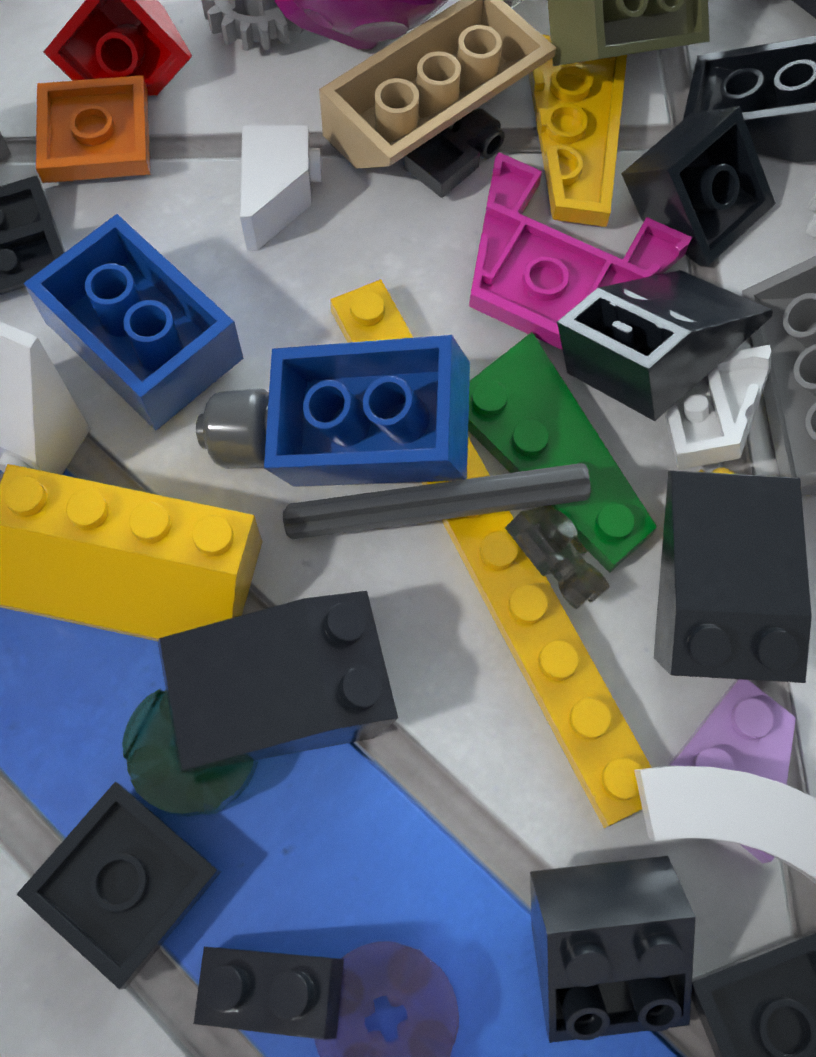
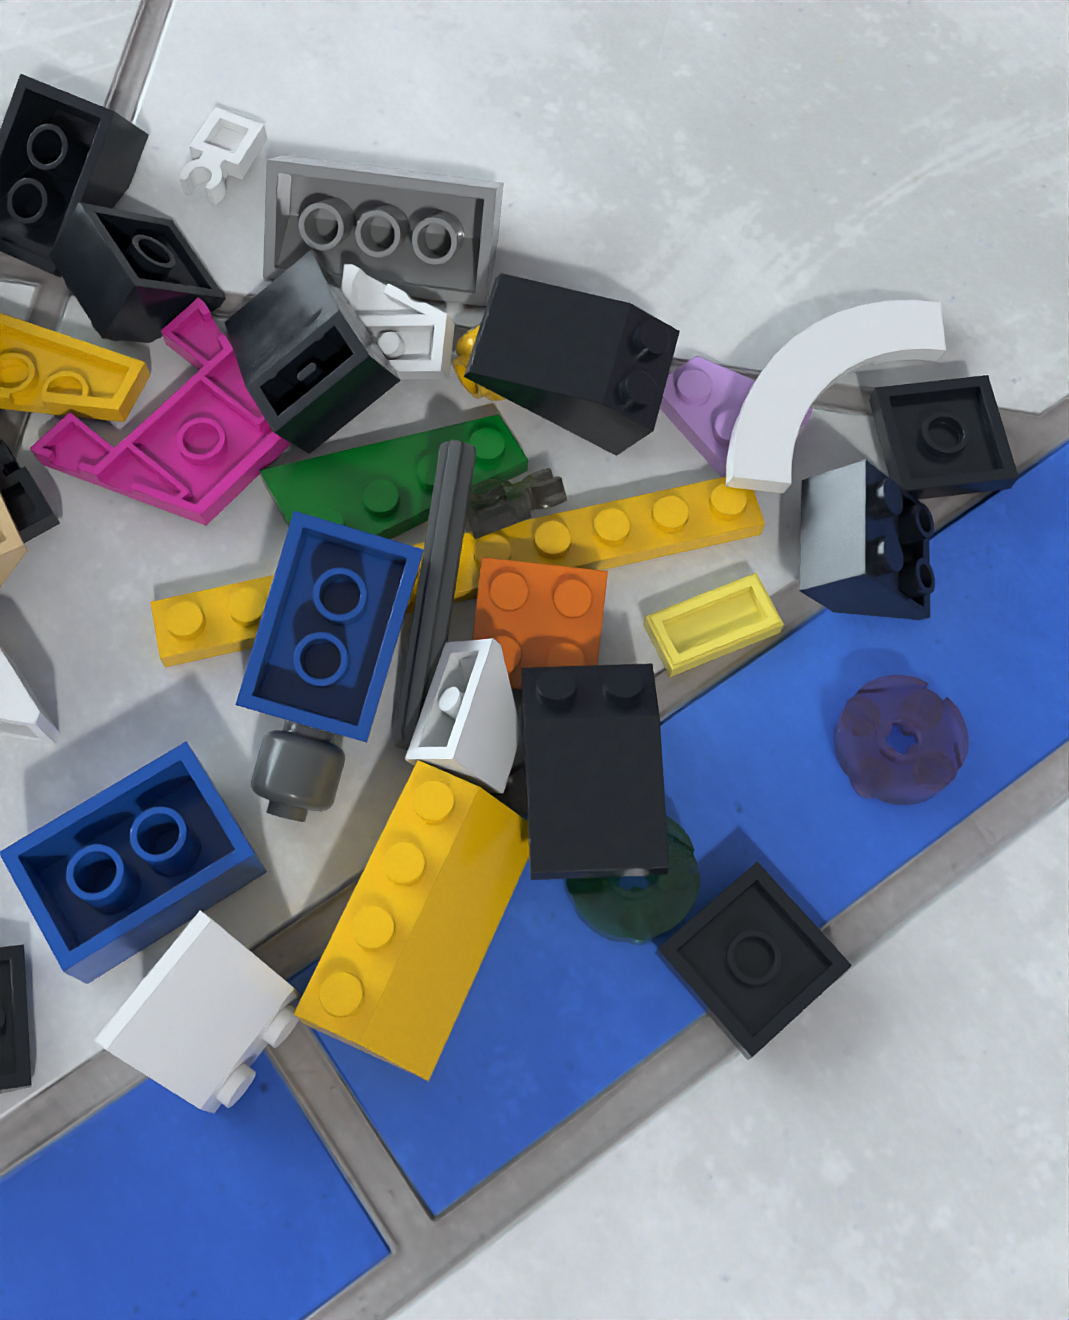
camera: 80 degrees left, 0 degrees up
(270, 992) = (869, 832): black plate -> none
(308, 554) = (469, 716): none -> white slope
(432, 606) = (540, 613): none -> orange plate
(481, 790) = (713, 624): none -> light yellow tile

